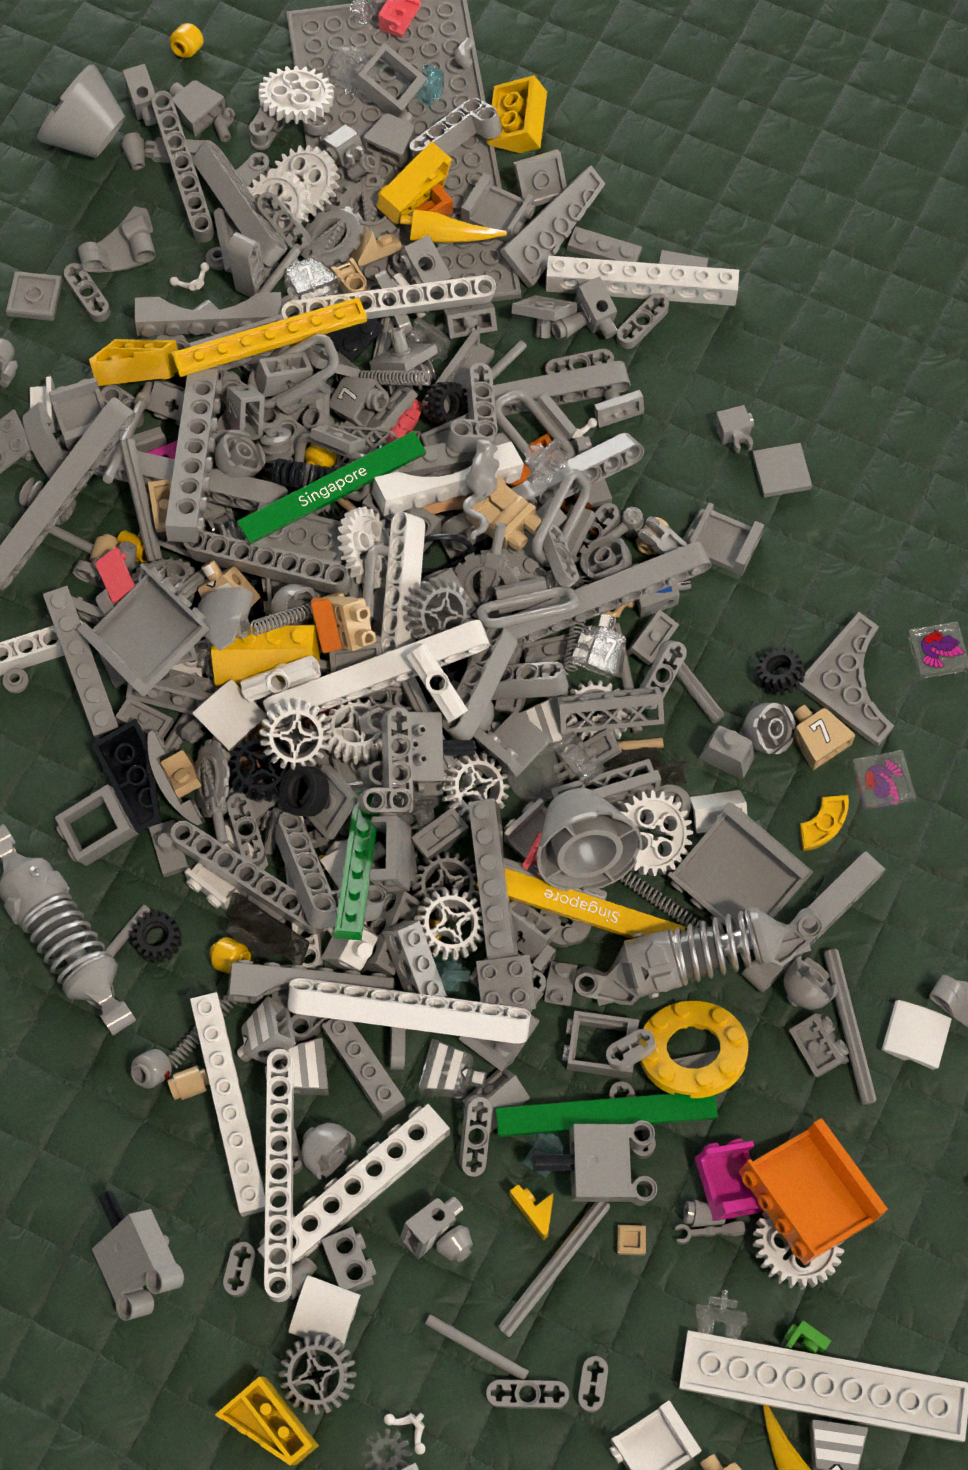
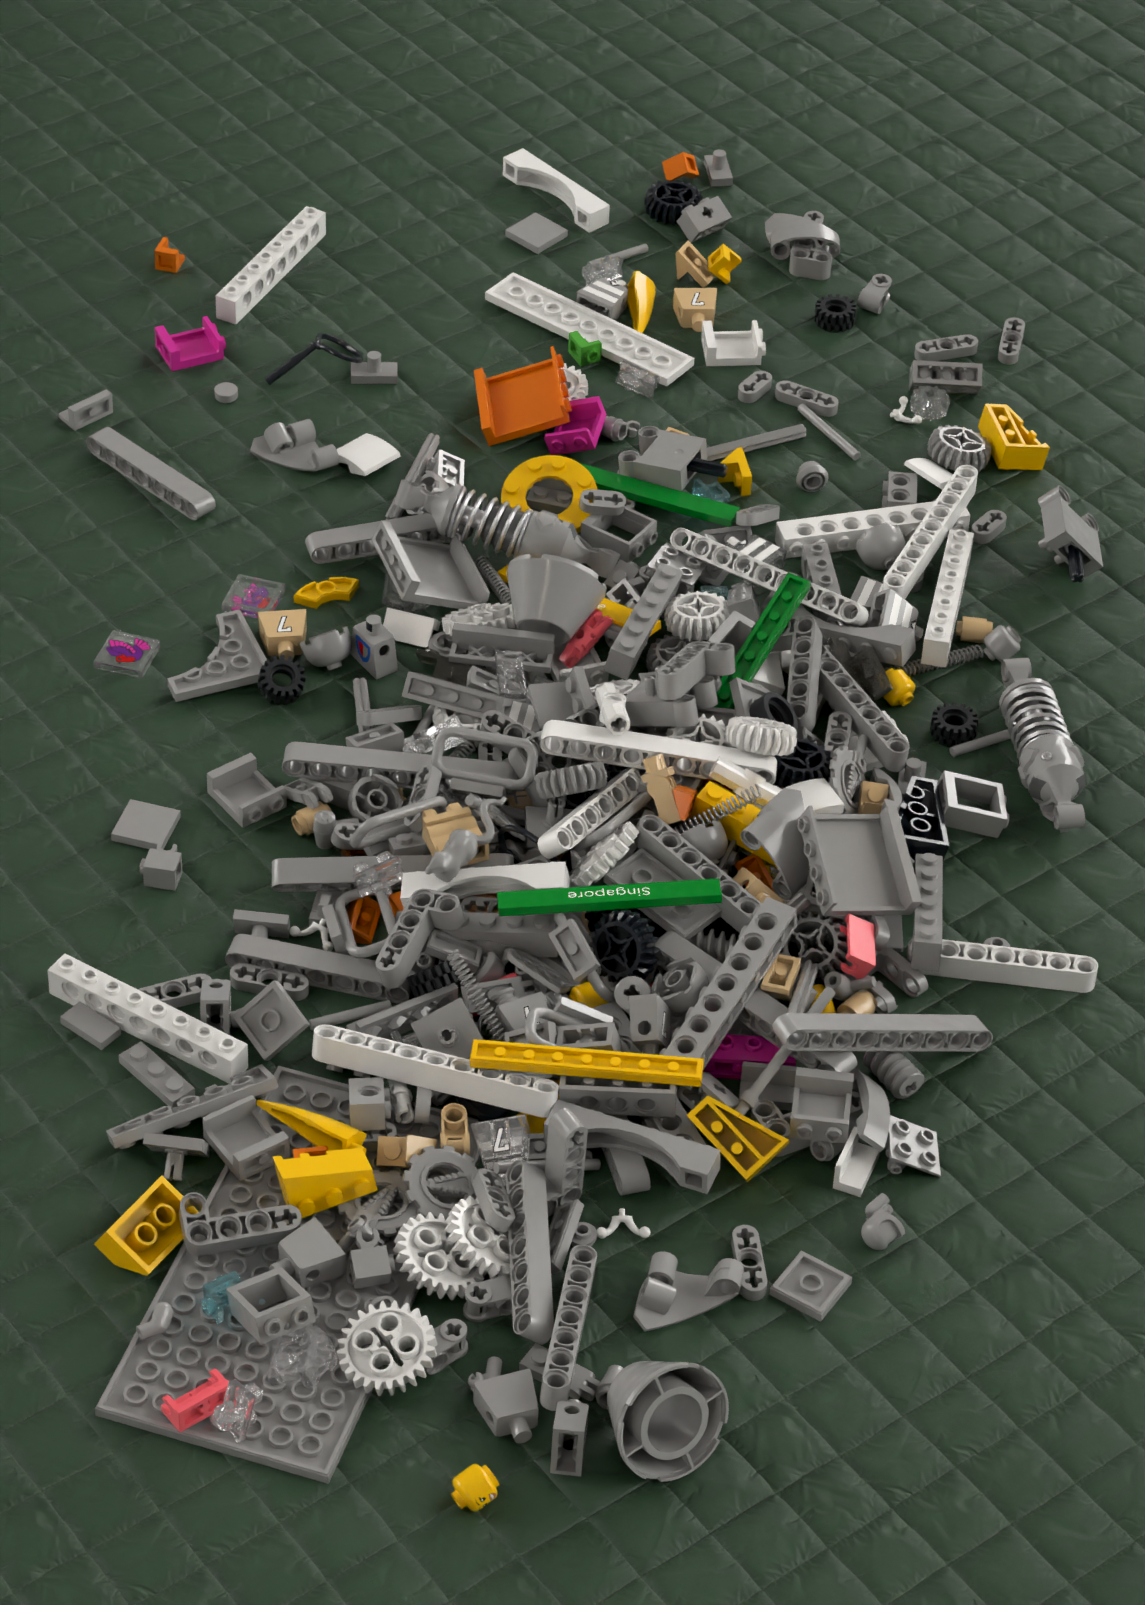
camera: 155 degrees left, 25 degrees down
(429, 1225) = (826, 484): light grey torso -> none

